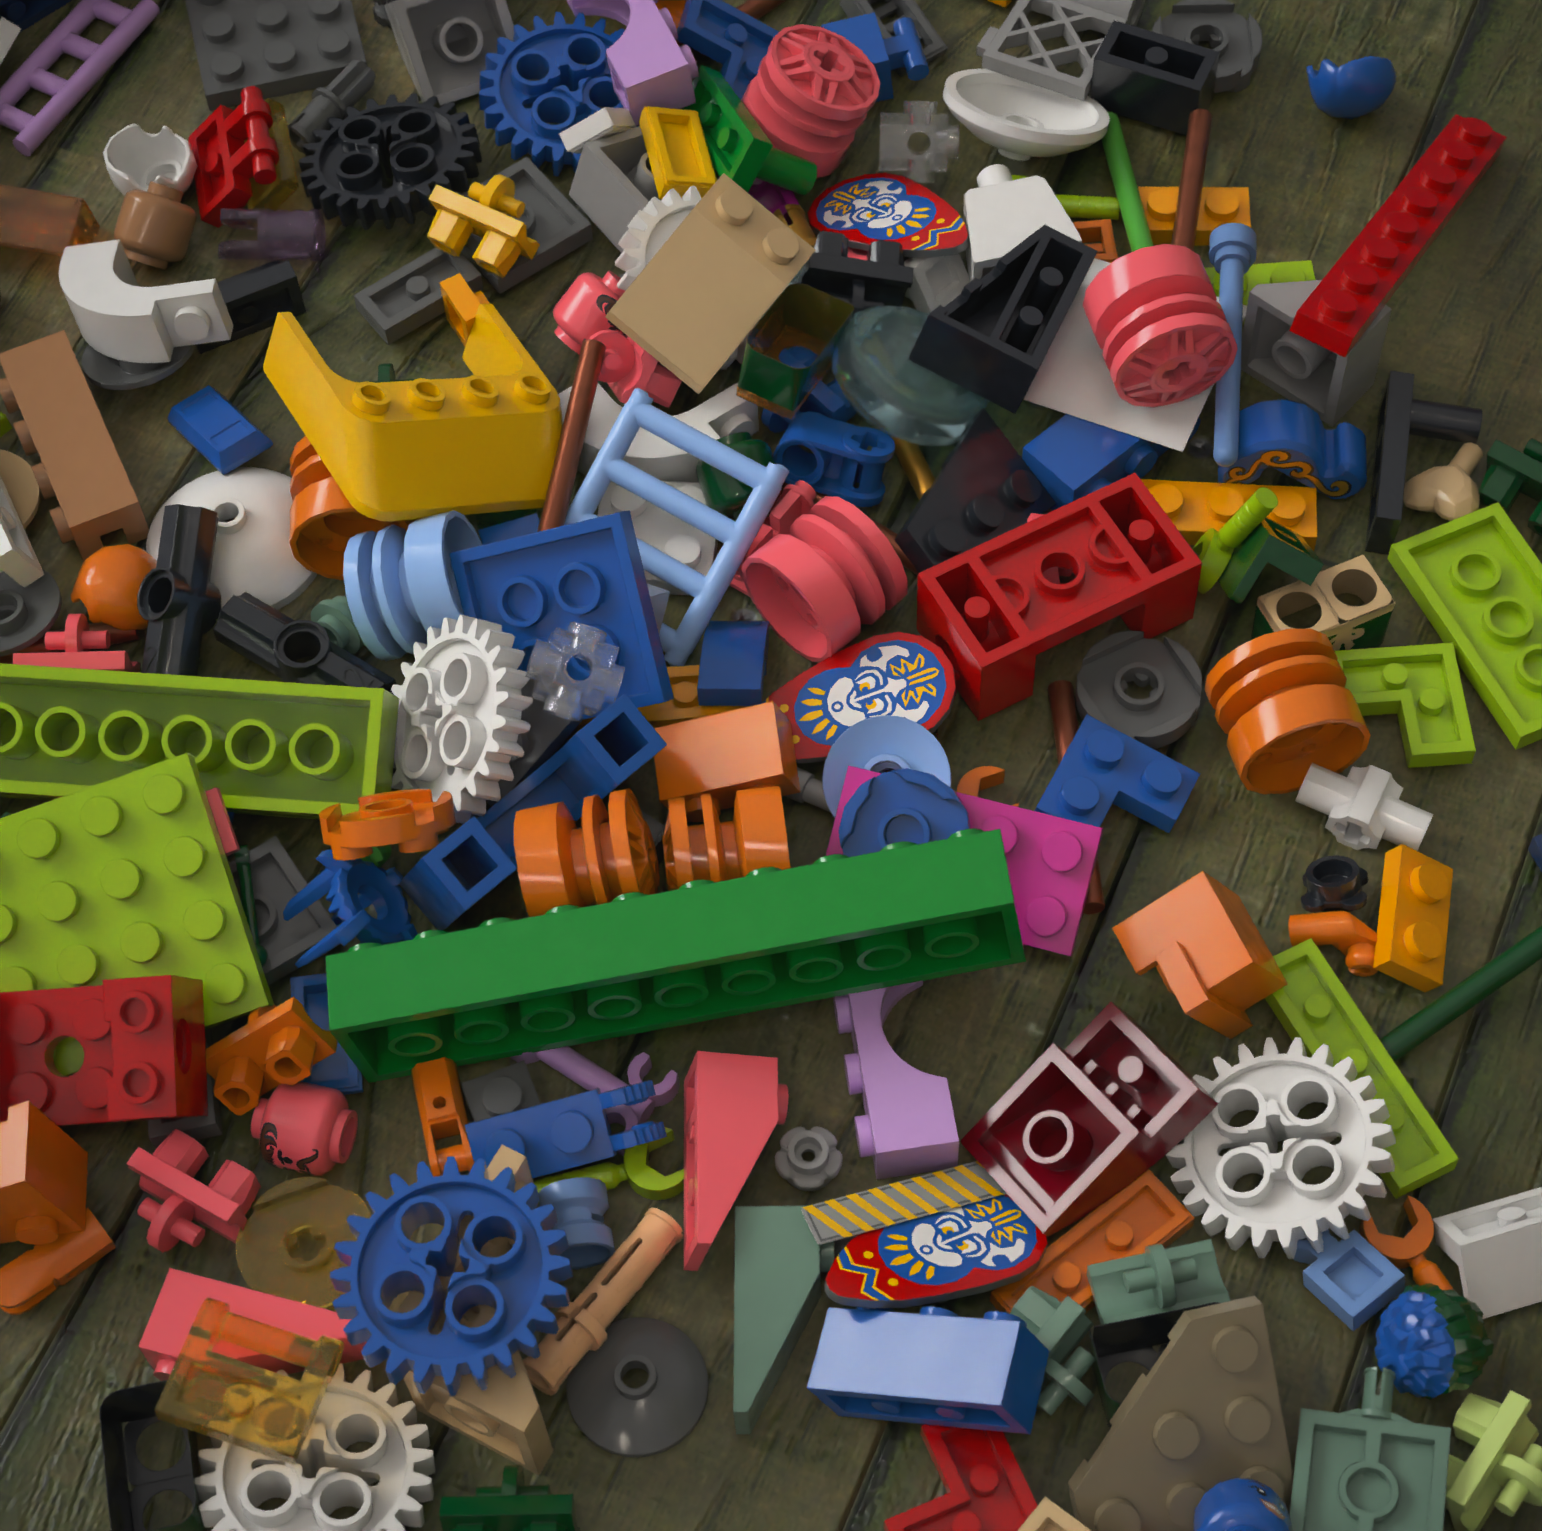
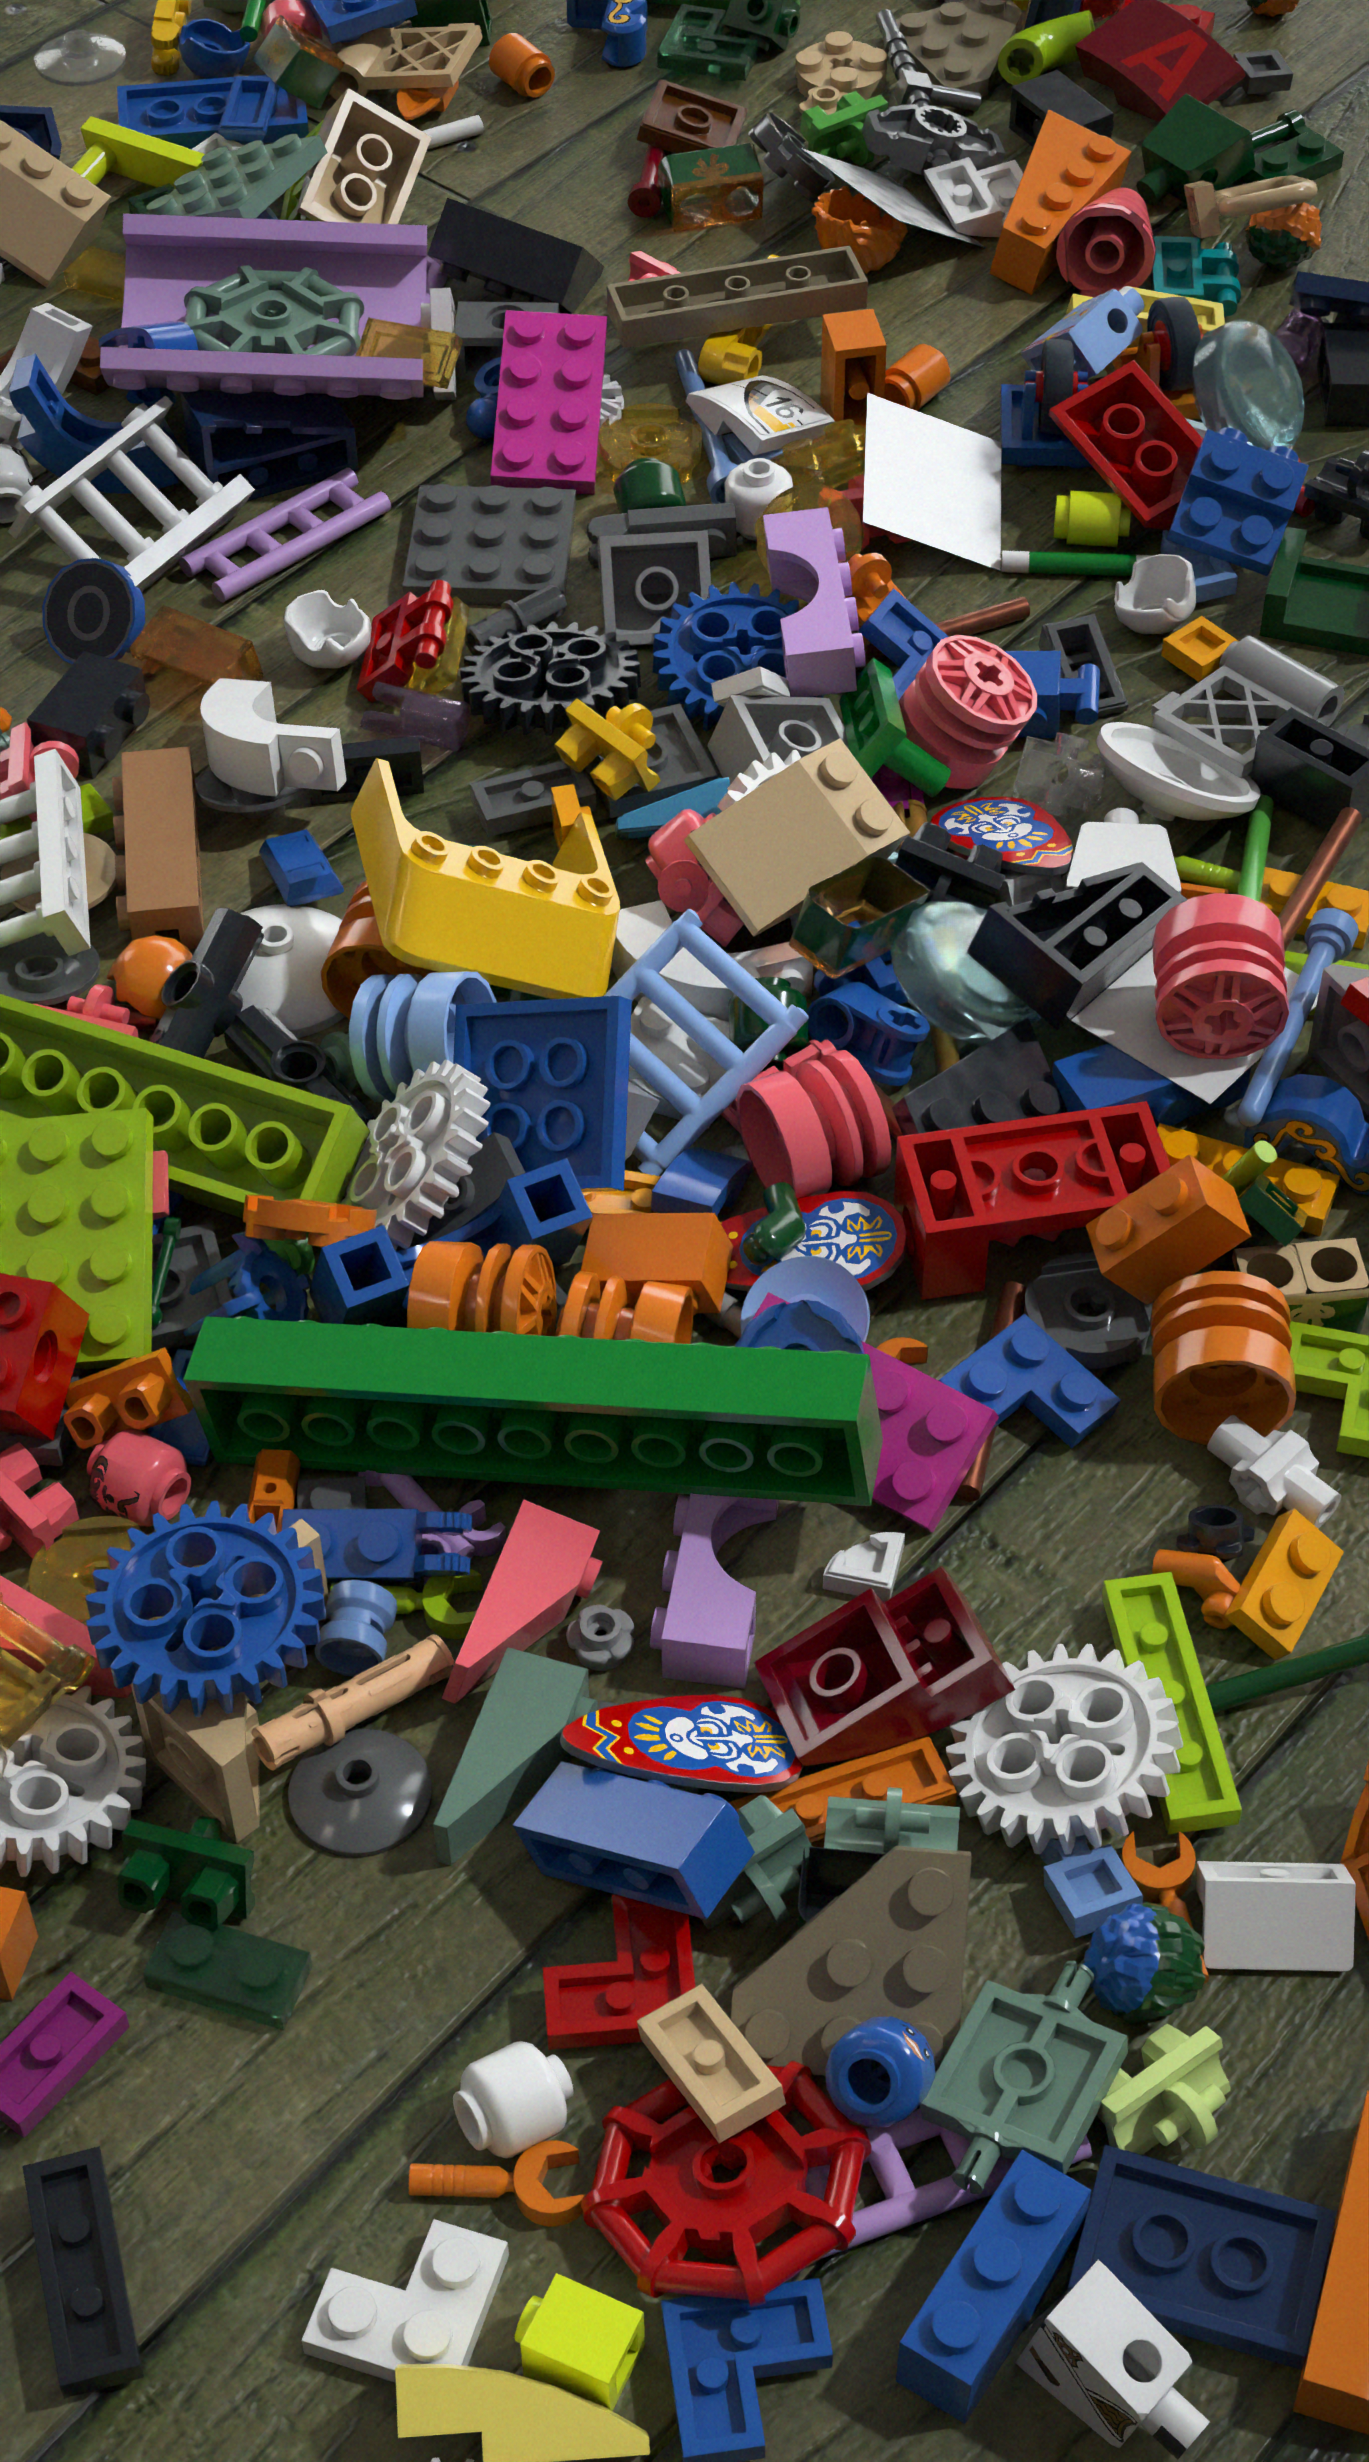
camera: 15 degrees right, 10 degrees down
(155, 225) = (310, 681): medium nougat head -> none
(554, 686) = (520, 1151): clear brick -> none
(572, 435) = (627, 931): copper bar -> none
(593, 256) = (650, 818): none -> dark azure slope
(676, 150) = (817, 717): yellow tile -> none
(833, 693) = (778, 1231): none -> dark green arm
(900, 1202) = (670, 1692): sticker -> none
(1028, 1011) = (866, 1566): none -> white tile
(1201, 600) = (1168, 1229): none -> orange brick
(1204, 952) = (1052, 1548): orange plate -> none

